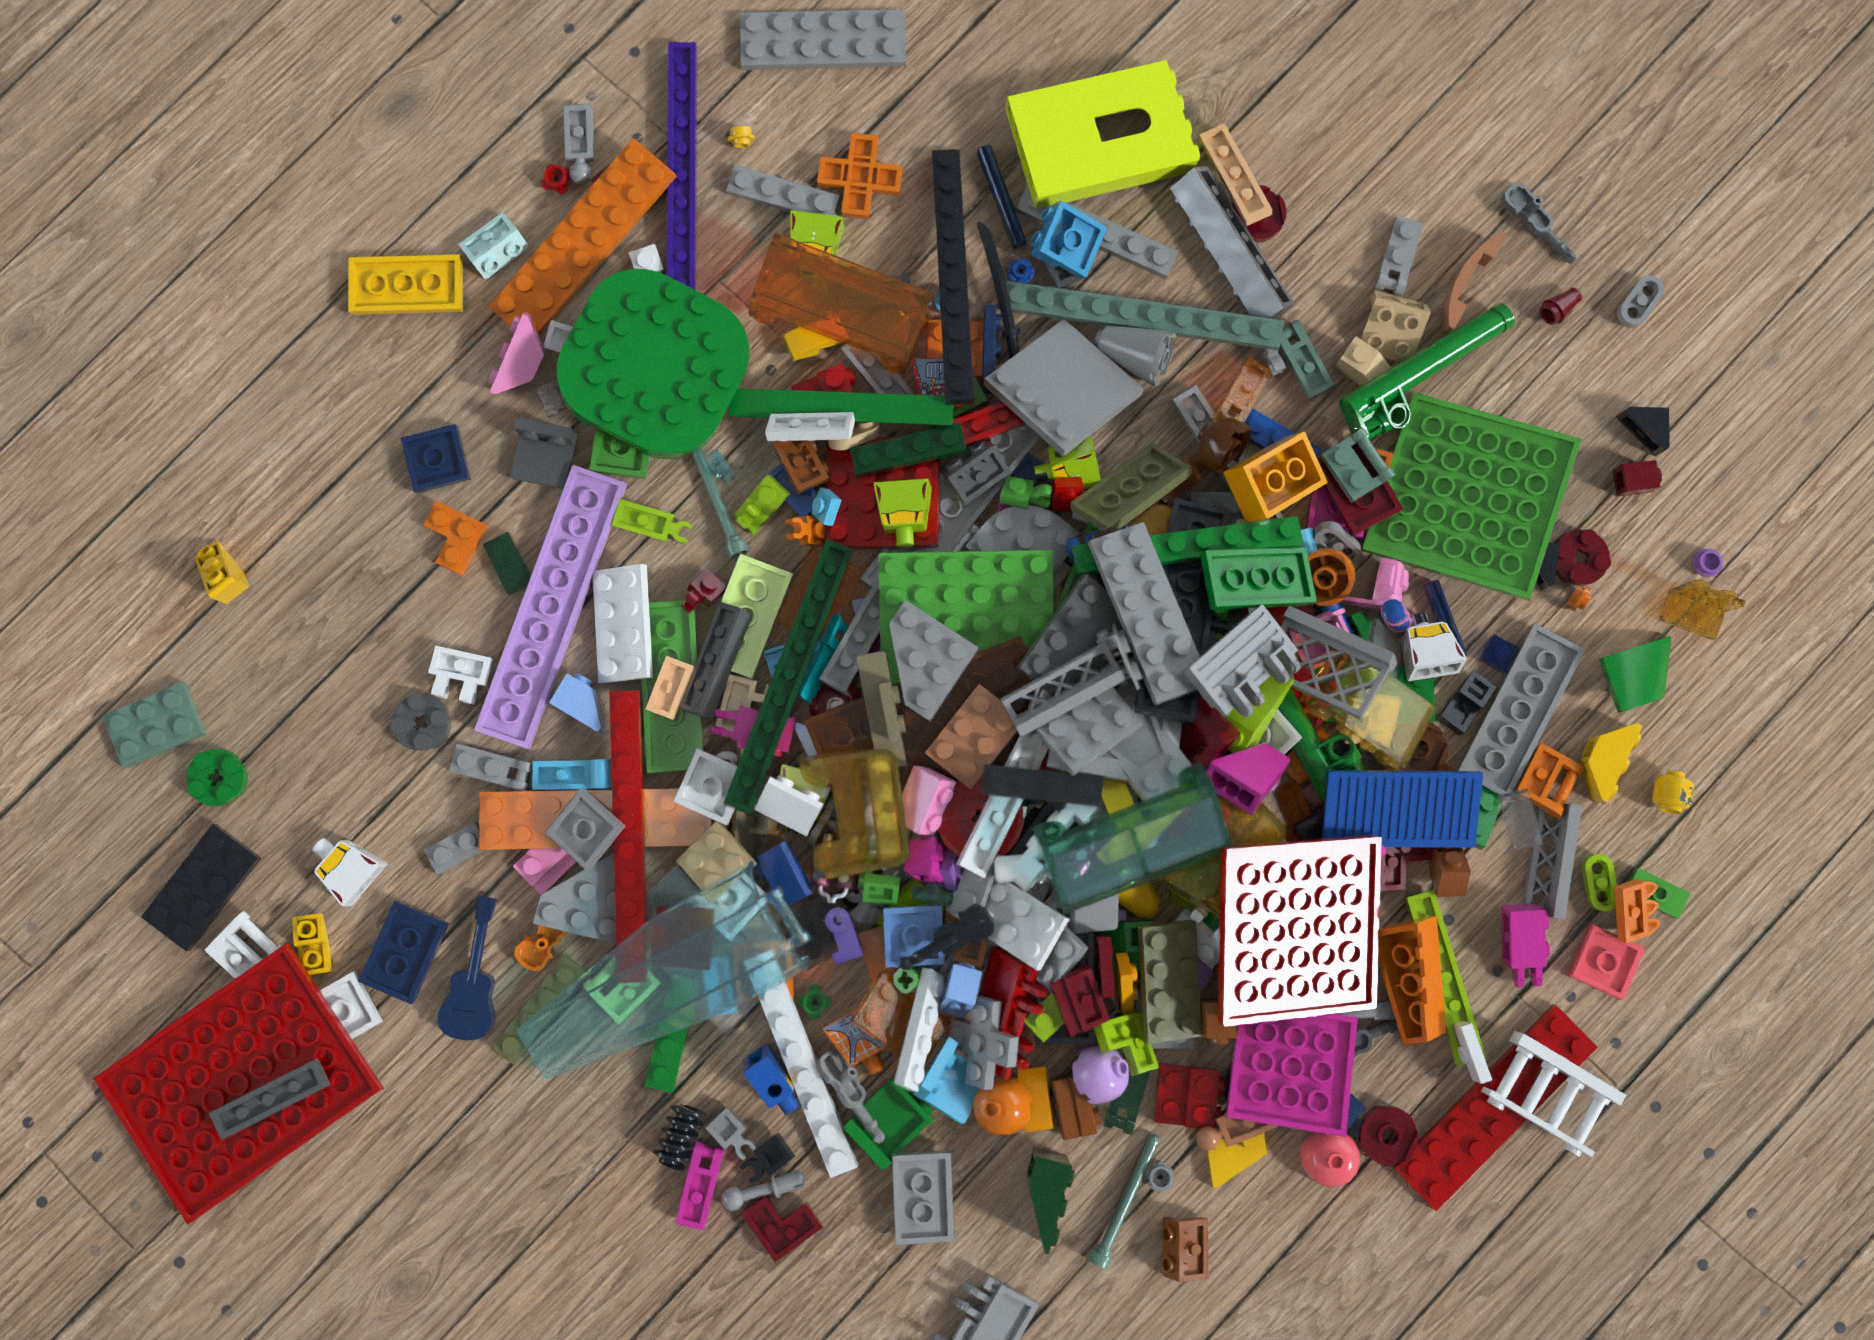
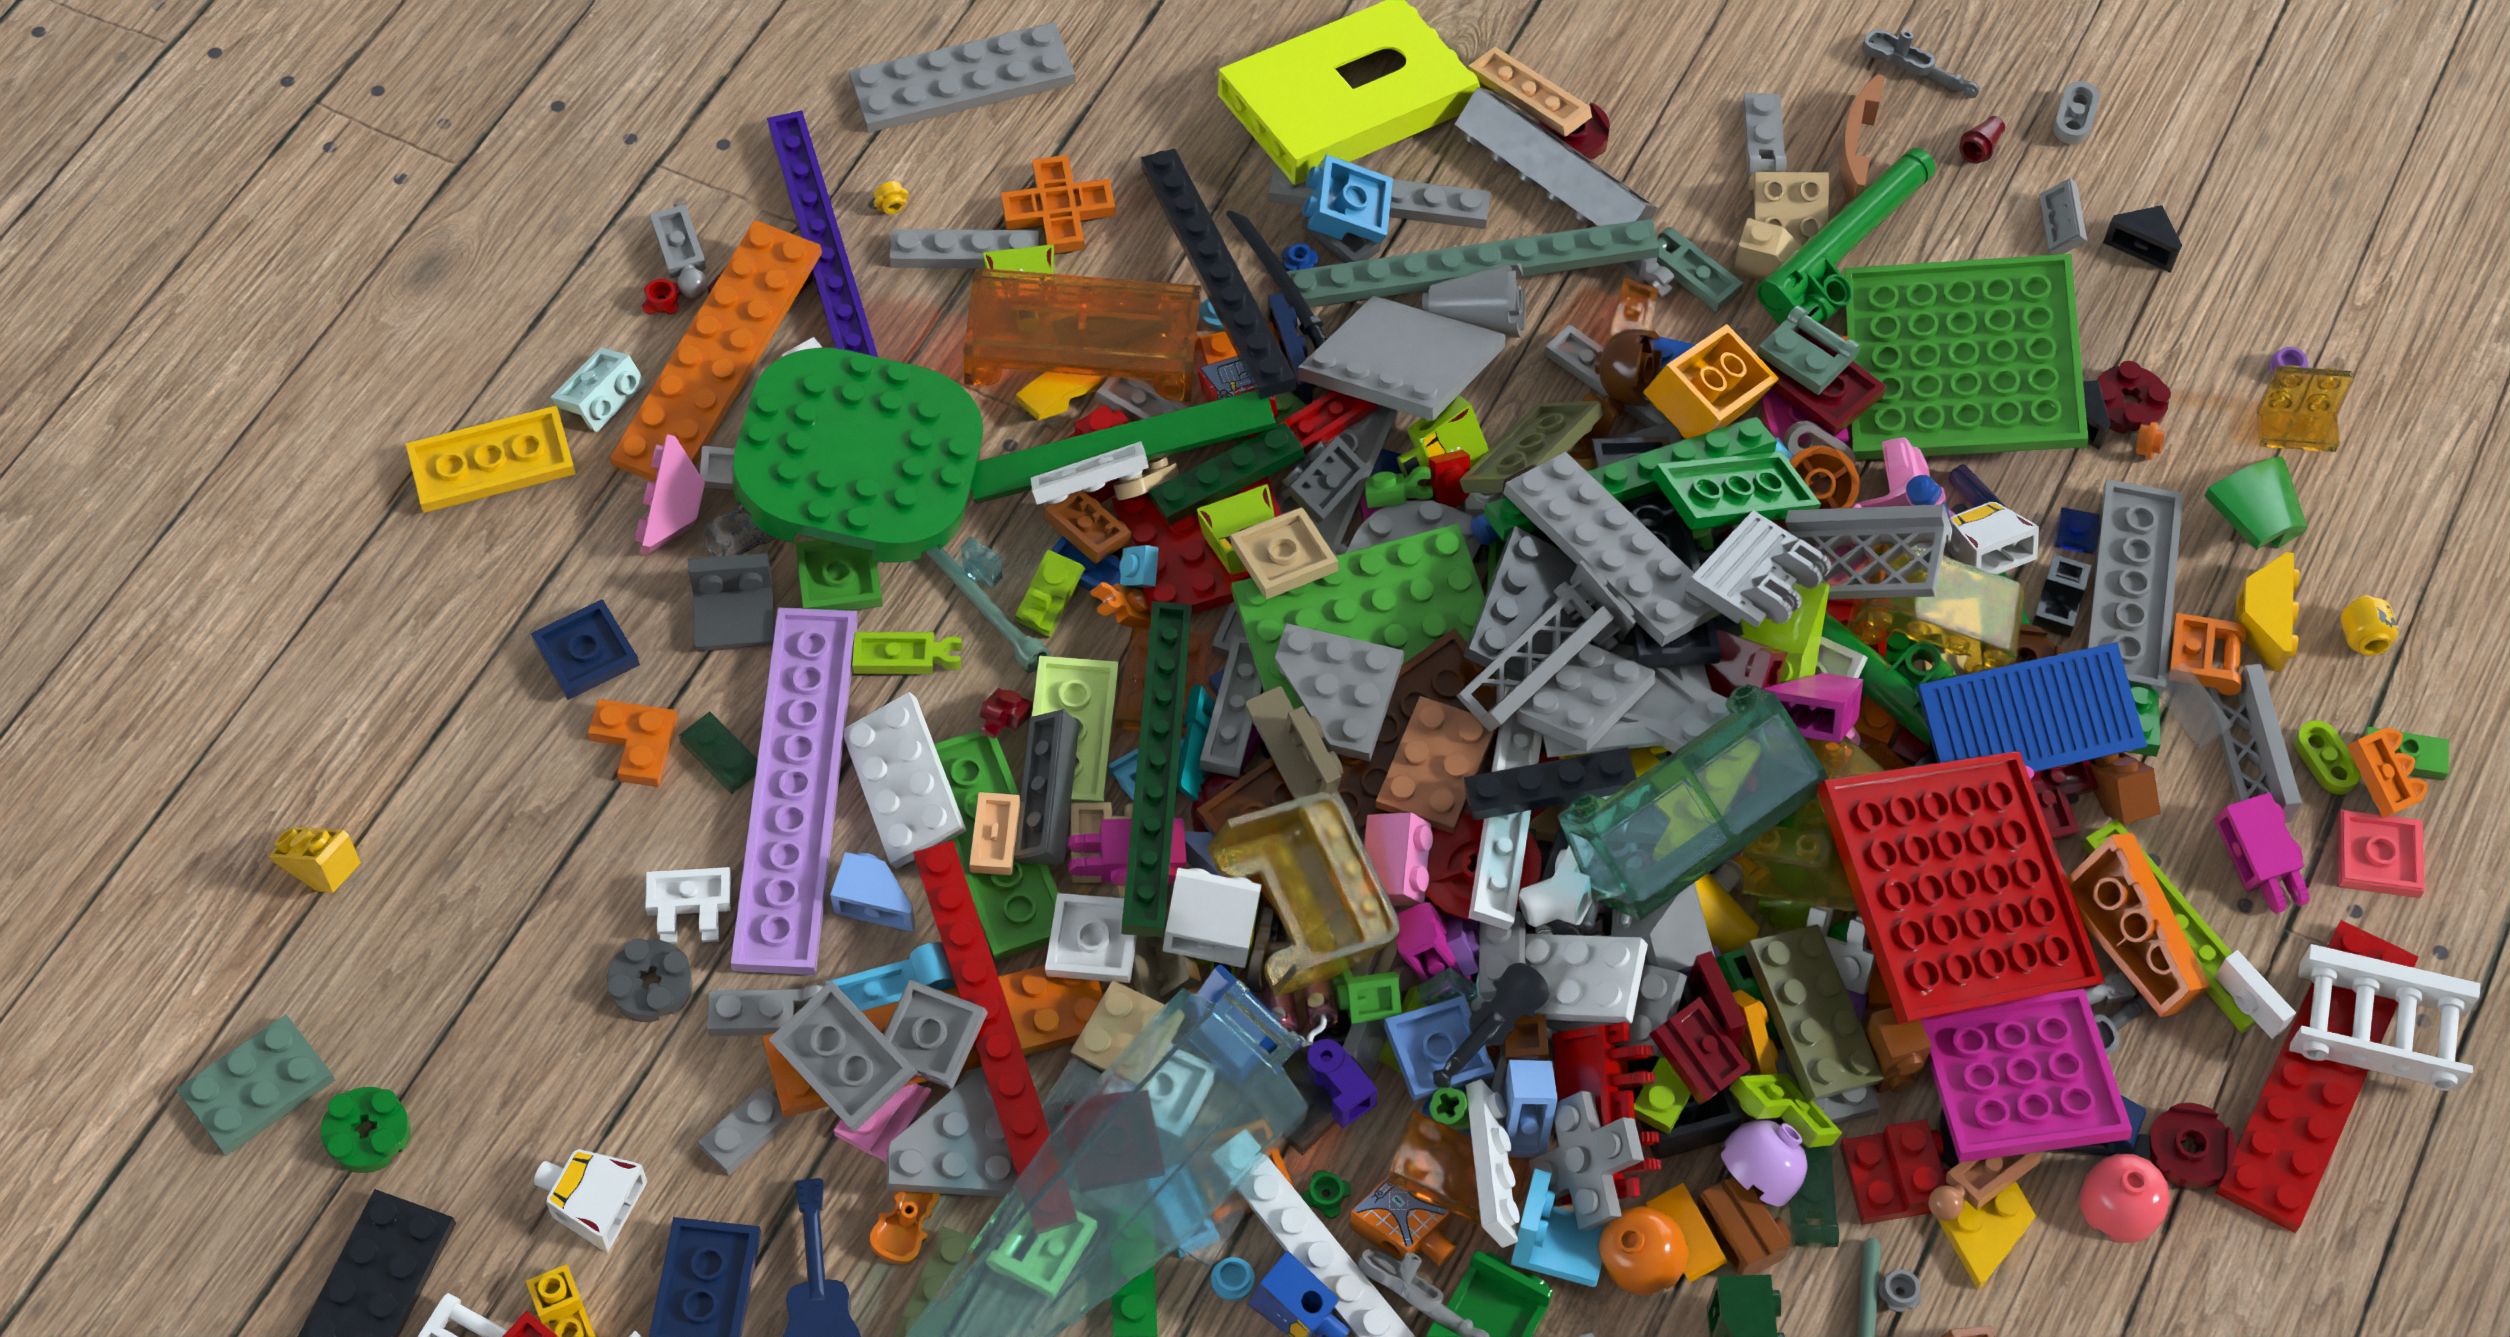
camera: 15 degrees left, 25 degrees down
(522, 831) = (843, 1056): none -> light grey plate
(737, 1043) = (1232, 1279): none -> medium azure plate
(874, 952) = (1393, 1103): orange plate -> none
(919, 545) = (1284, 553): none -> tan plate
(1001, 196) = (1246, 187): dark blue axle -> none
(1592, 392) = (2063, 217): none -> light grey plate
(1637, 478) = (2159, 294): dark red brick -> none

